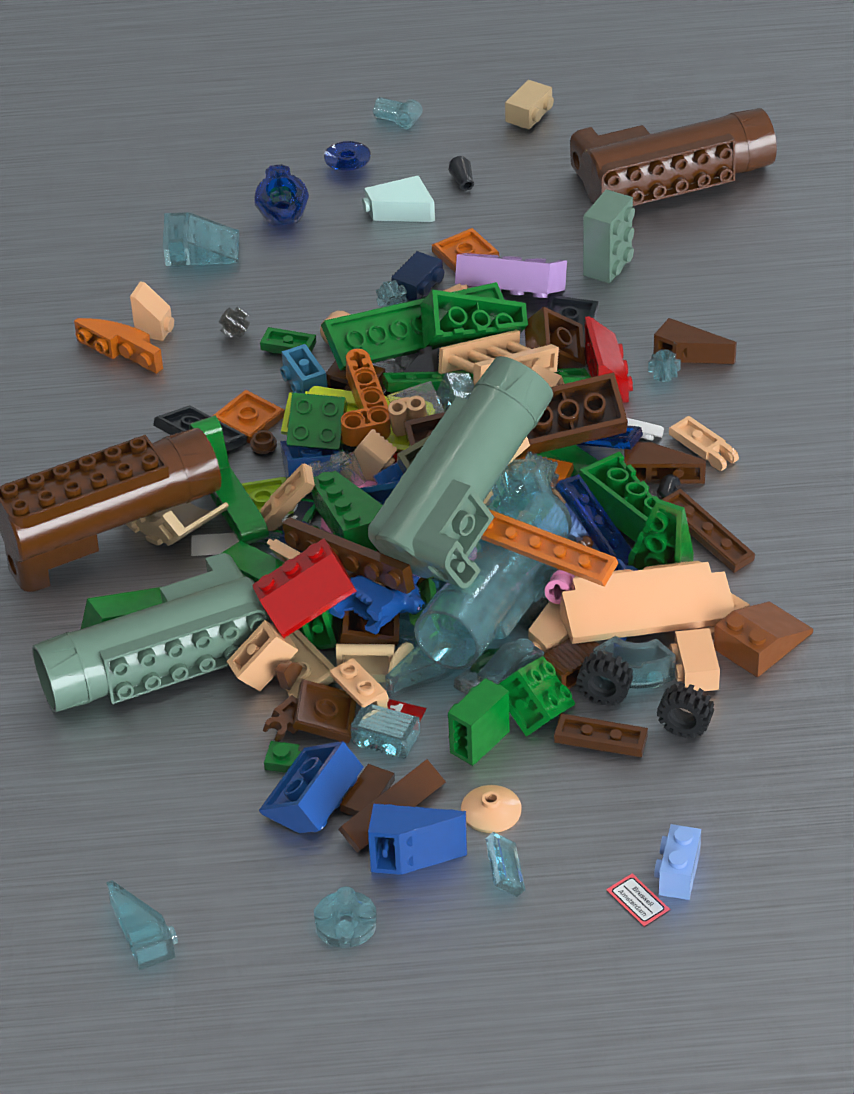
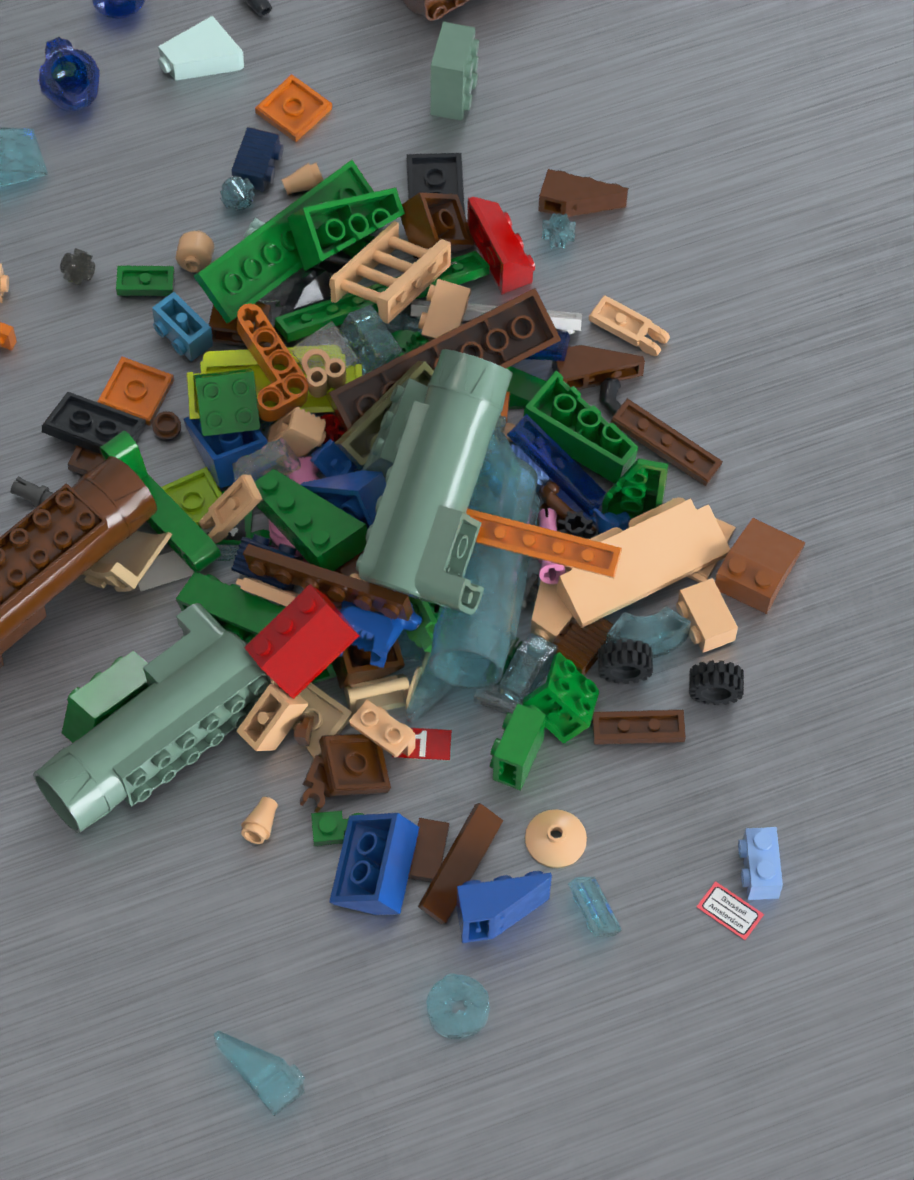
camera: 20 degrees left, 20 degrees up
(220, 738) = (259, 822): none -> light nougat cone
(385, 730) = (423, 774): clear light blue brick -> none
(511, 273) = (359, 139): lavender wedge -> none

